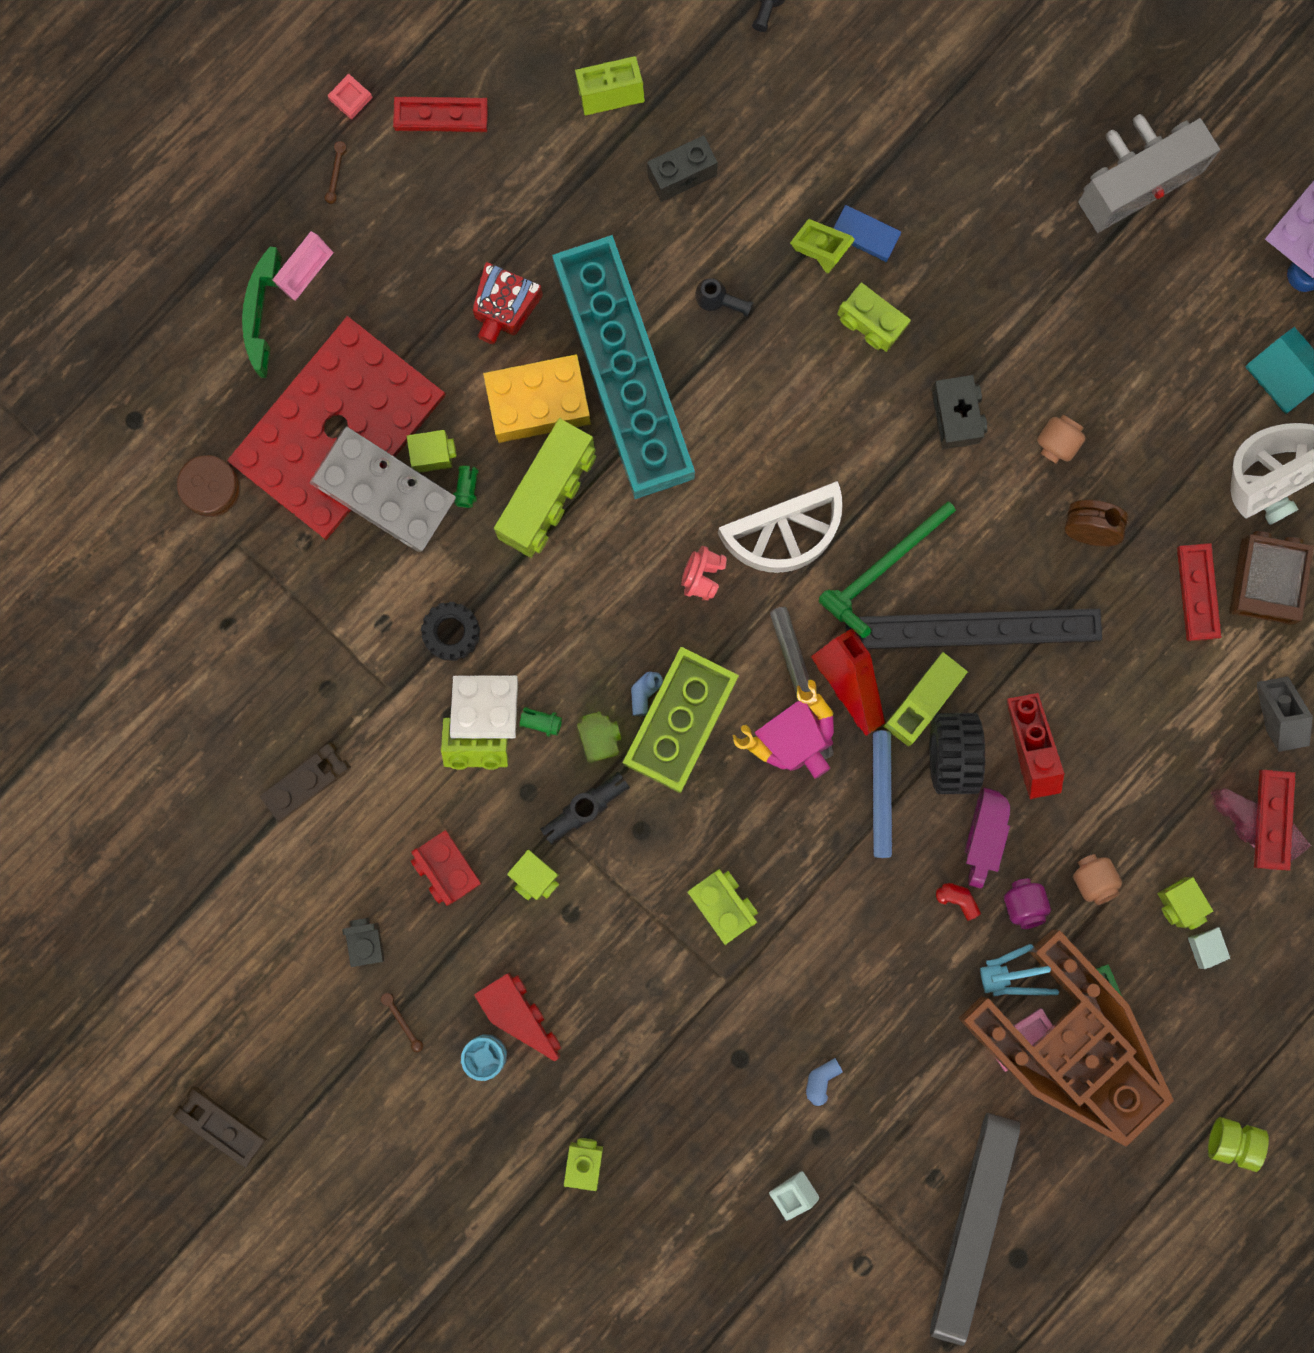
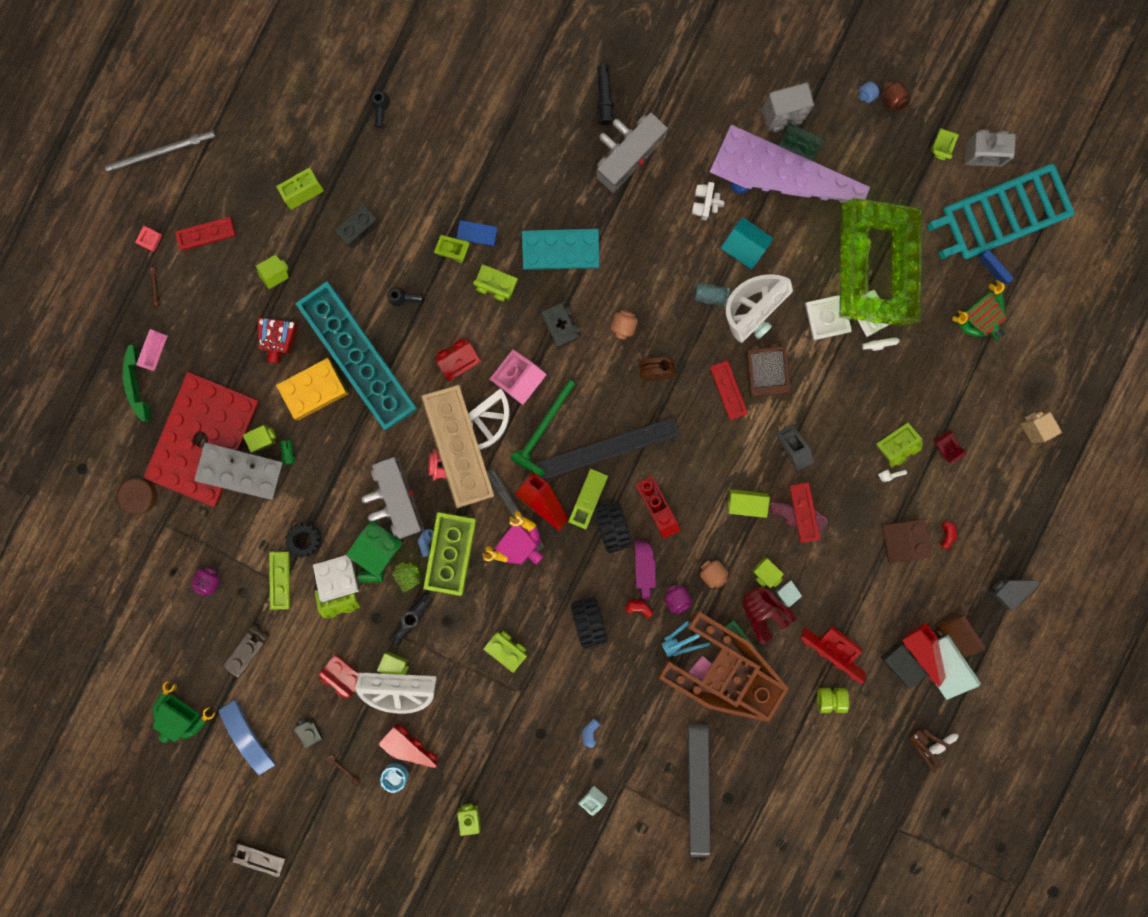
camera: 20 degrees left, 5 degrees up
(159, 856) = (176, 718): none -> green torso
(260, 923) = (245, 739): none -> medium blue slope
(274, 651) = (205, 581): none -> magenta head
(392, 685) = (279, 579): none -> lime tile
(498, 899) = (396, 692): none -> white window
(529, 198) = (272, 271): none -> lime brick
(545, 488) = (332, 442): lime brick -> none
(561, 677) = (374, 549): none -> green slope
(624, 606) = (397, 496): none -> light grey piece
(744, 550) = (457, 446): none -> tan plate
(779, 417) = (457, 359): none -> red bracket
(869, 473) = (518, 376): none -> bright pink slope
(875, 896) = (588, 622): none -> black tyre
(882, 794) = (578, 560): medium blue axle -> none
(991, 295) = (560, 249): none -> teal plate
(1125, 91) = (605, 103): none -> black pin
(1159, 951) = (761, 604): none -> dark red hair
(1184, 781) = (748, 503): none -> lime hinge
(1215, 432) = (712, 294): none -> clear light blue piece
(1248, 271) = (703, 209): none -> white hips
(1268, 1062) = (837, 649): none -> red bracket

